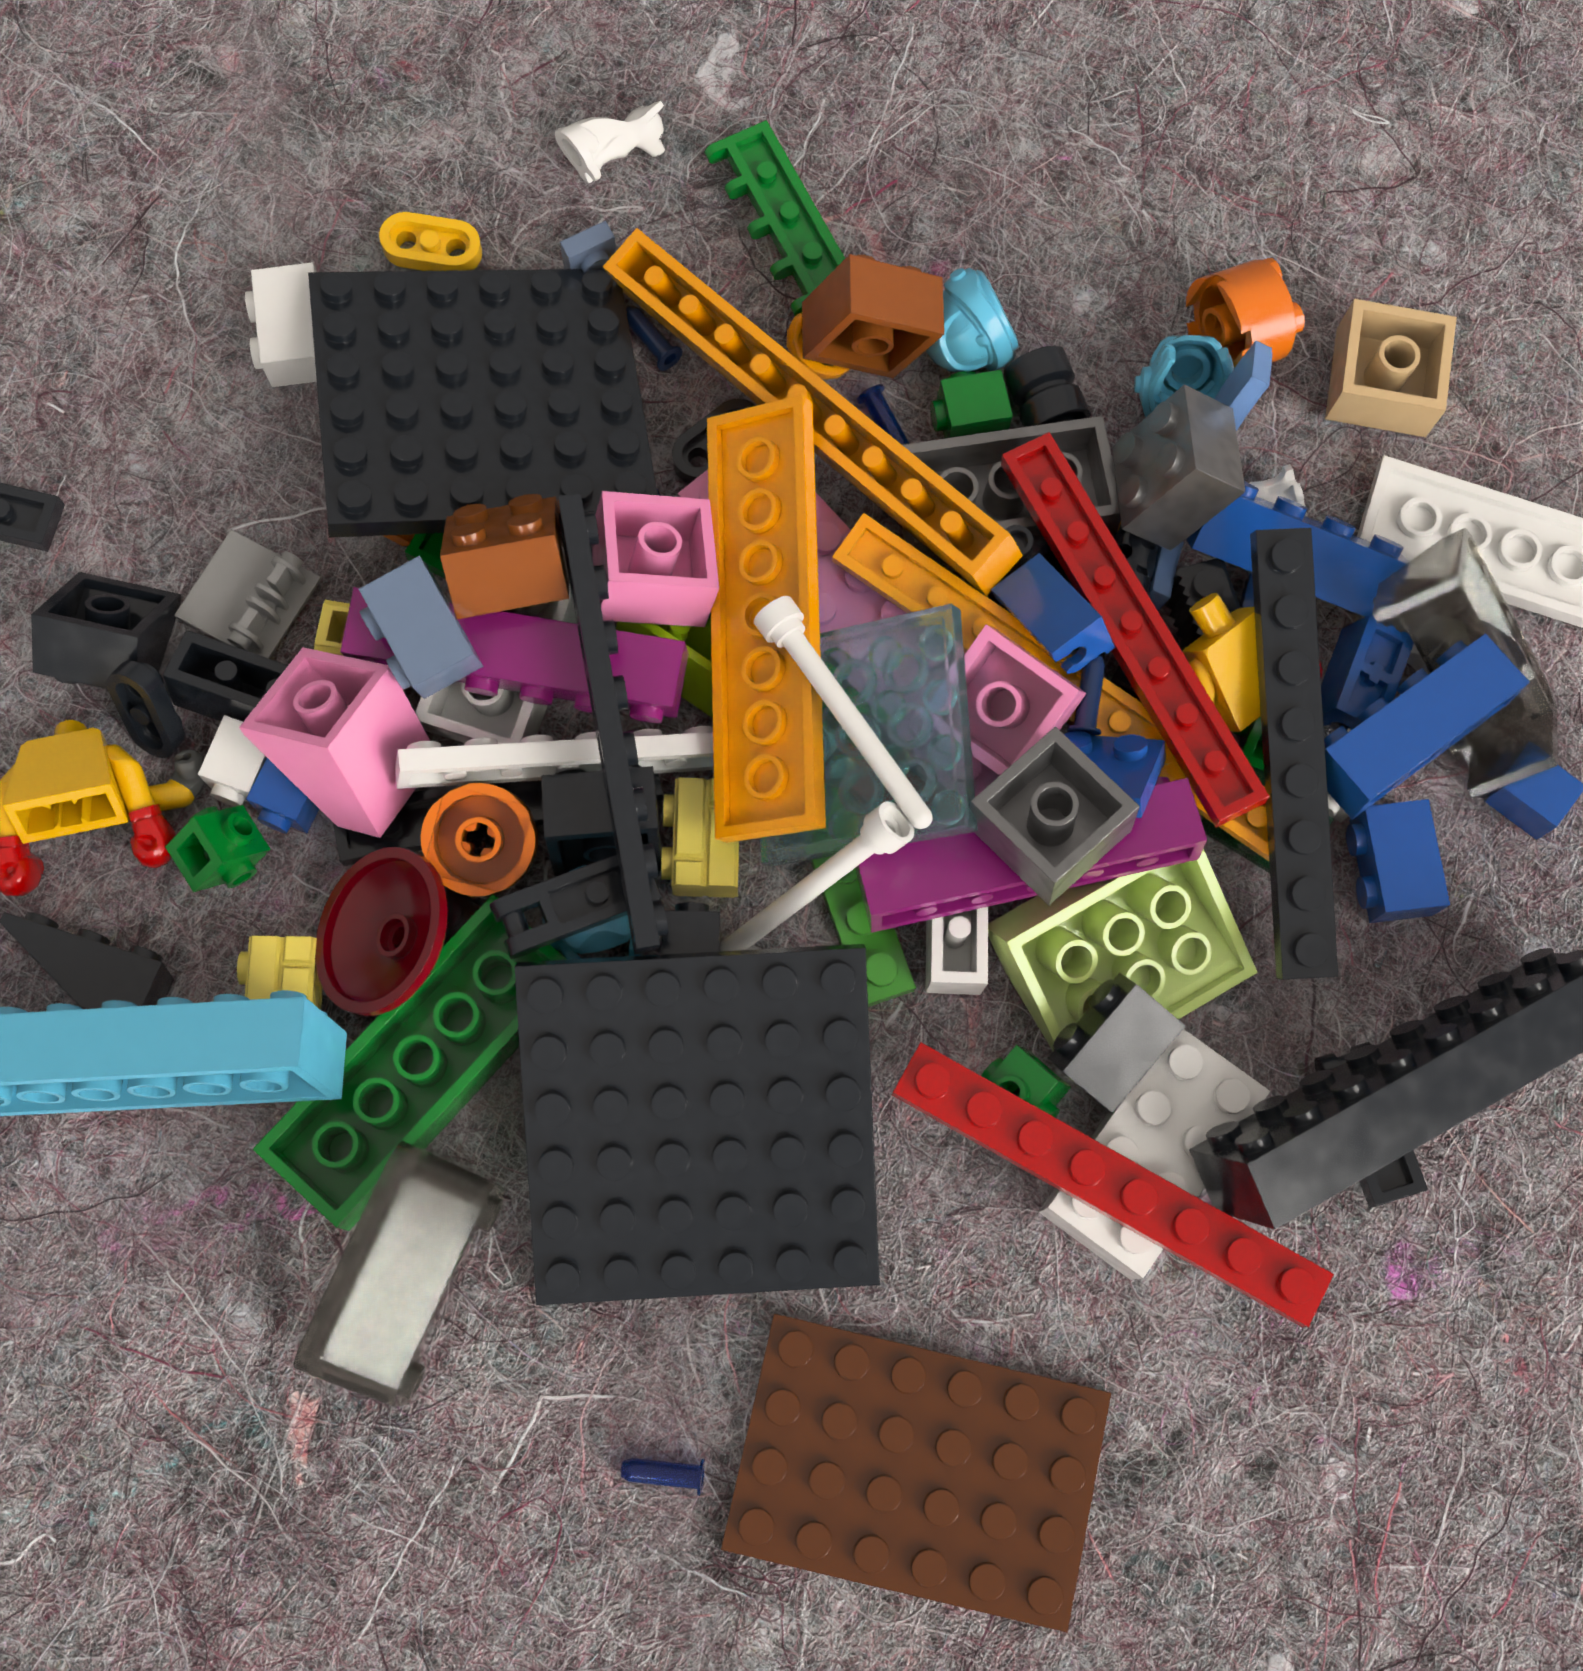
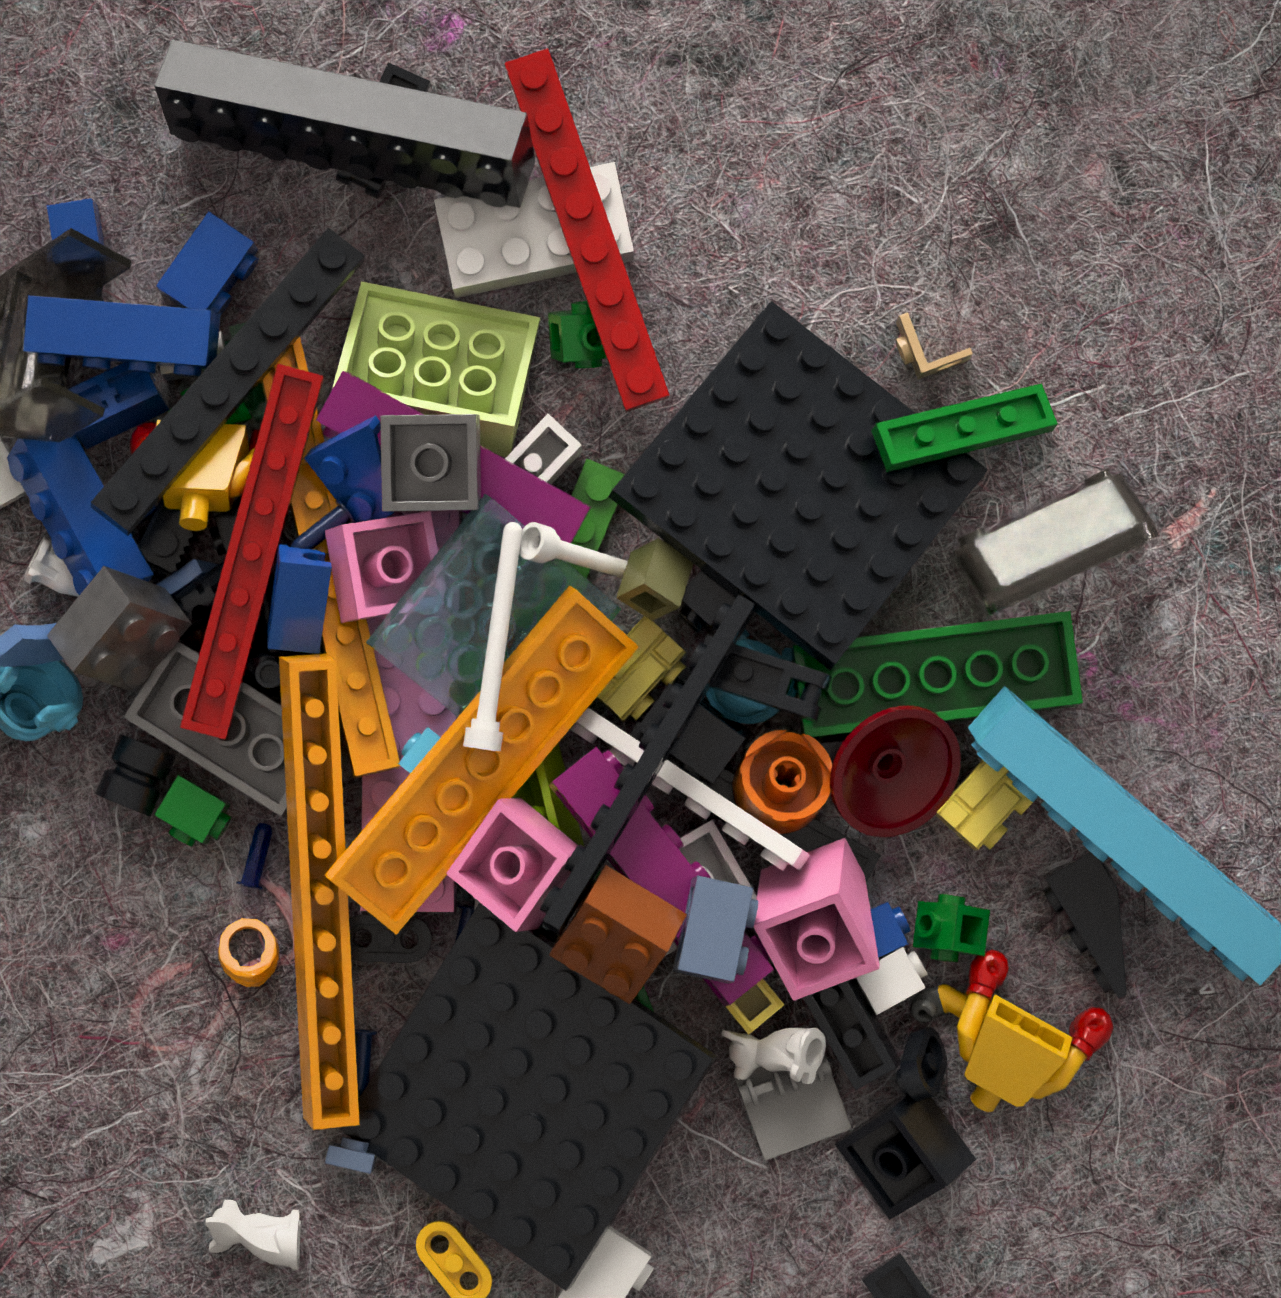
camera: 135 degrees left, 10 degrees up
(280, 615) = (783, 1050): none -> white animal
(590, 1321) = (964, 427): none -> green plate
(664, 1473) = (994, 307): clear blue piece -> none
(703, 1352) = (911, 351): none -> tan bracket
(754, 908) = (655, 579): none -> olive brick
(782, 205) = (187, 1068): green hinge -> none
(830, 582) = (417, 748): none -> medium azure plate
(872, 316) = (209, 925): dark orange brick -> none
(918, 1472) = (843, 178): reddish brown plate -> none
(974, 326) = (146, 867): medium azure helmet -> none
(1115, 1041) = (499, 312): brick -> none

